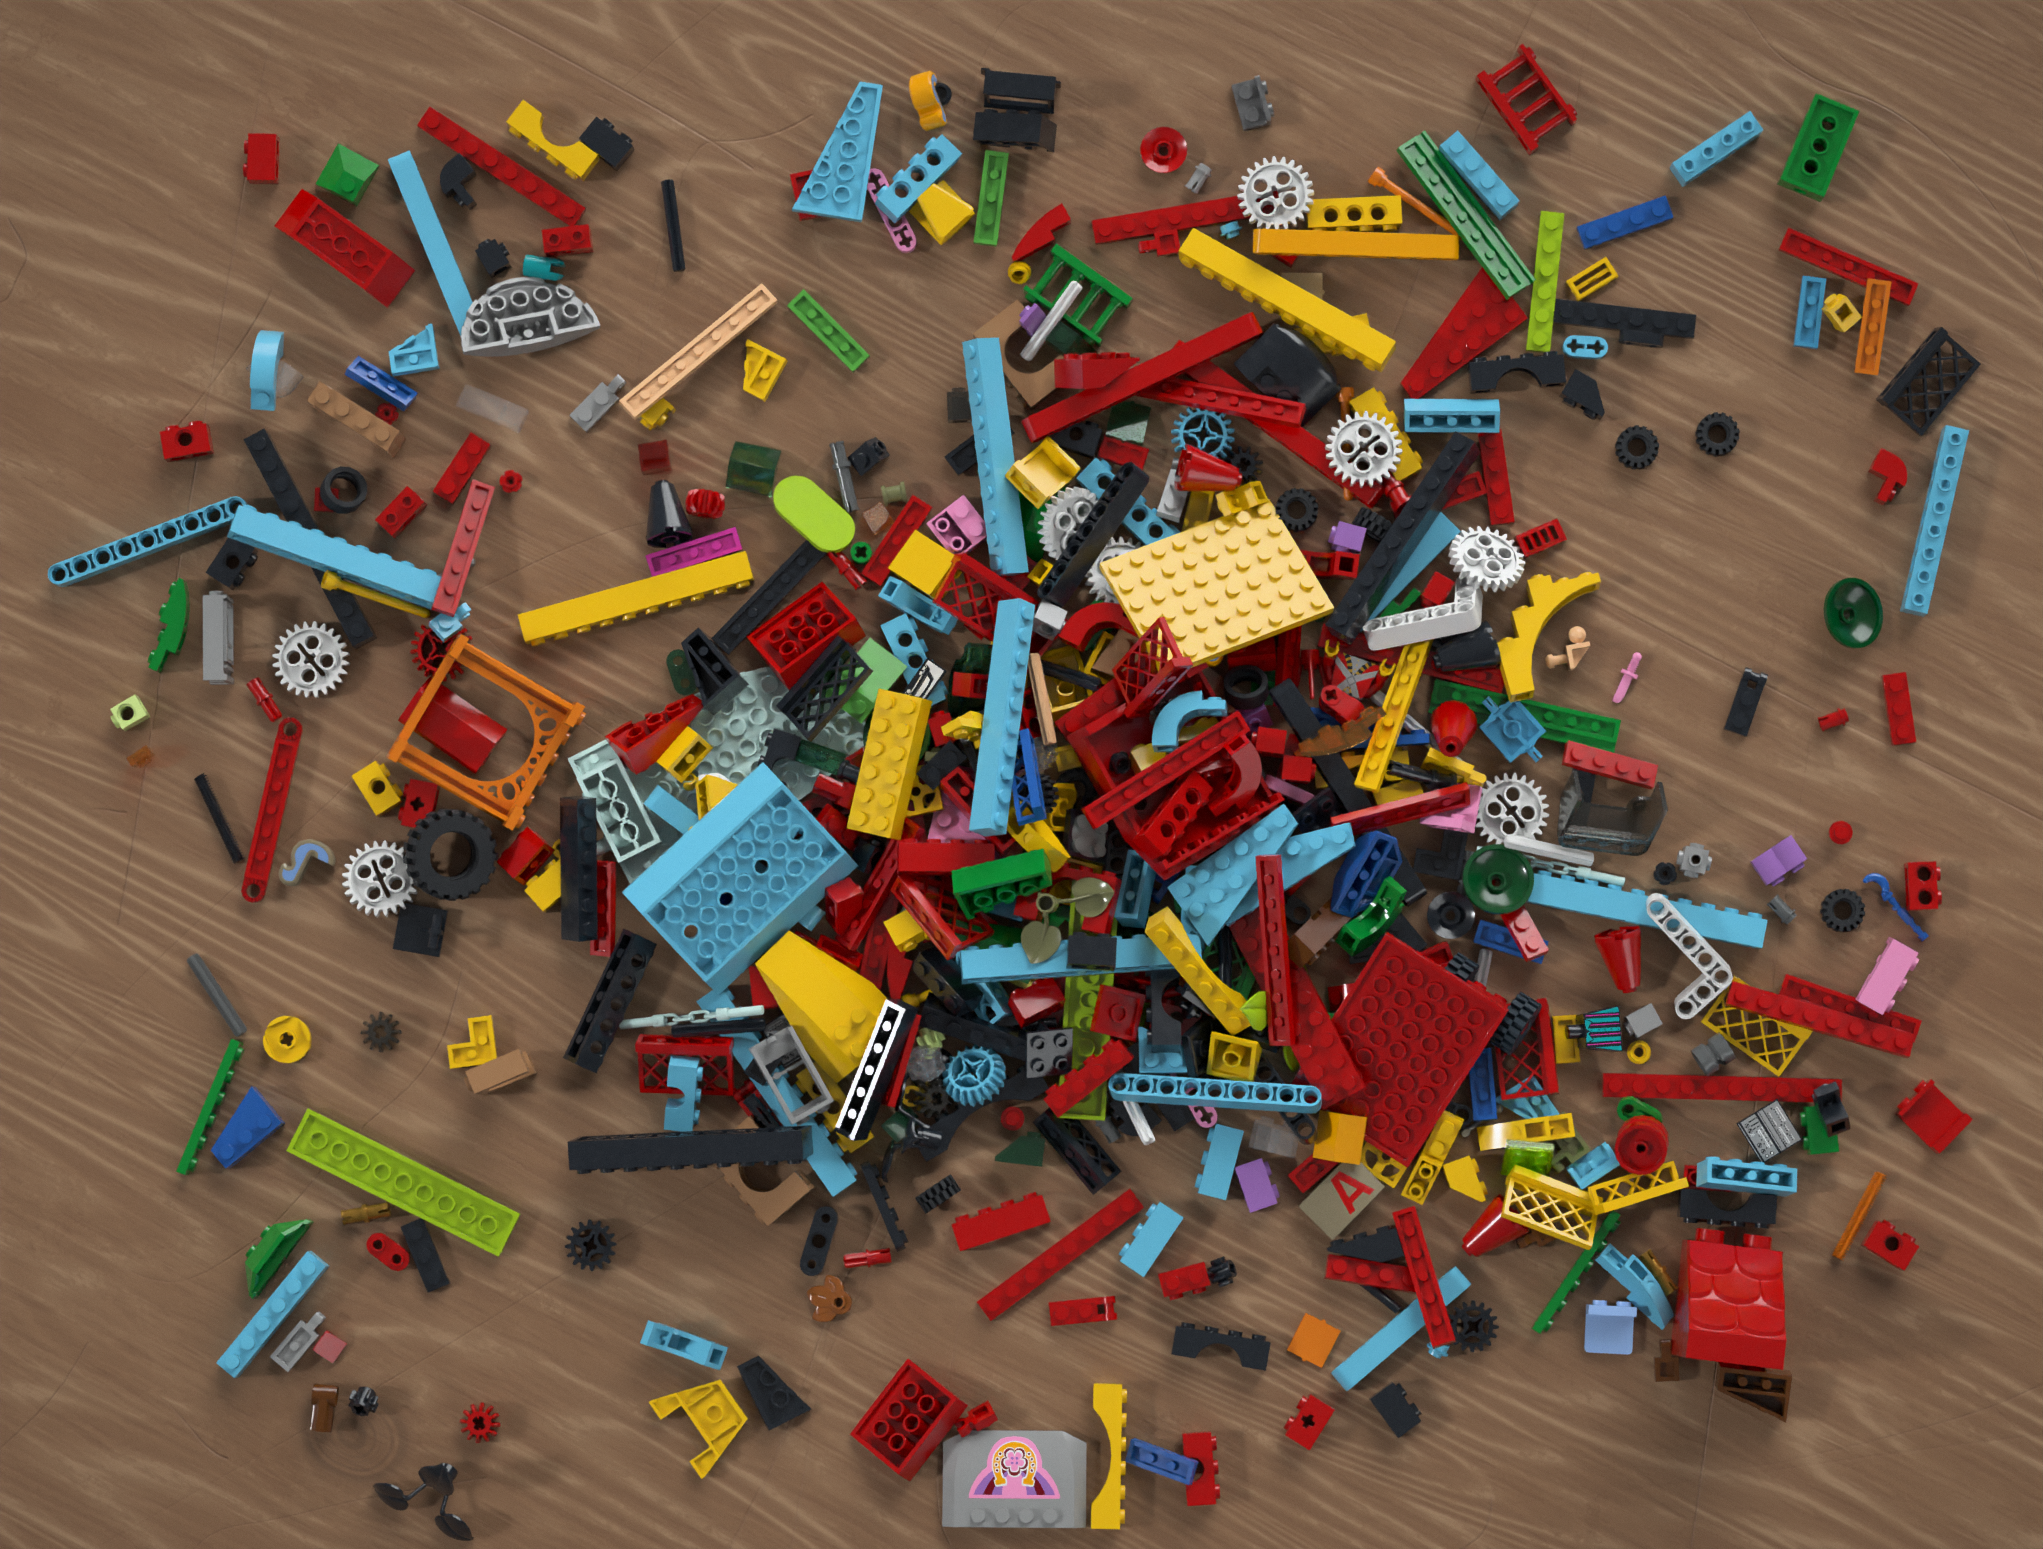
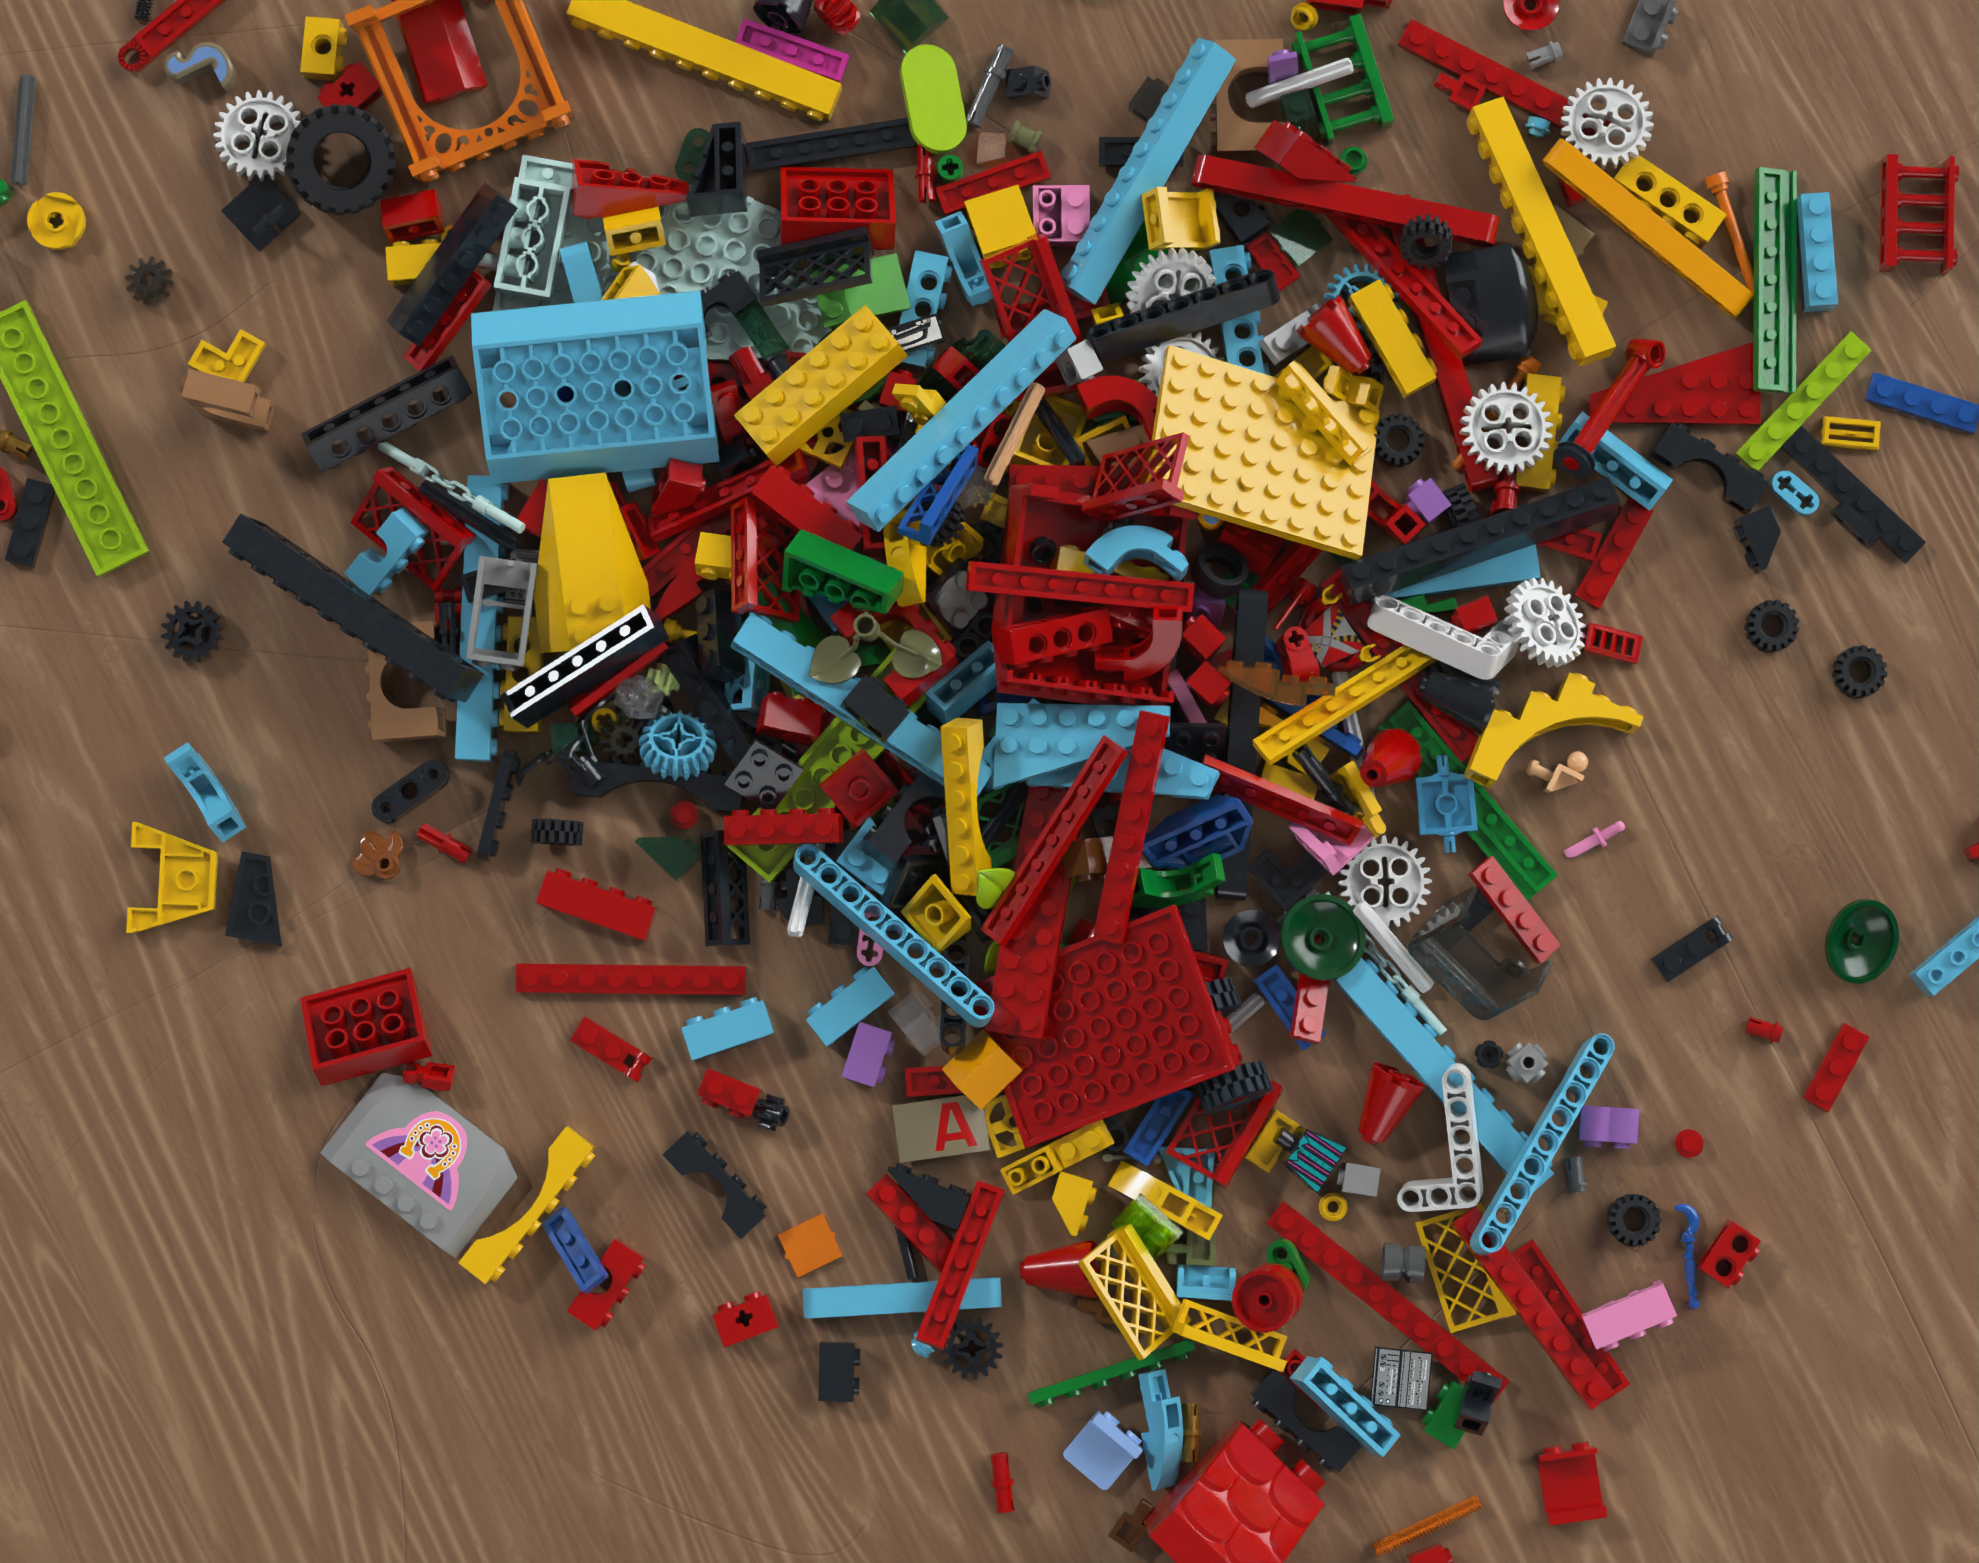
camera: 30 degrees right, 0 degrees up
(1125, 343) = (1355, 159): none -> green plate
(1212, 357) = (1428, 229): none -> black tyre
(1236, 530) = (1324, 413): none -> yellow fence
(1243, 446) = (1392, 338): none -> yellow brick
(1319, 902) = (1131, 826): none -> red plate
(1416, 333) = (1641, 357): none -> red piece
(1559, 1399) = (1002, 1482): none -> red pin
(1741, 916) = (1533, 1153): none -> medium azure beam

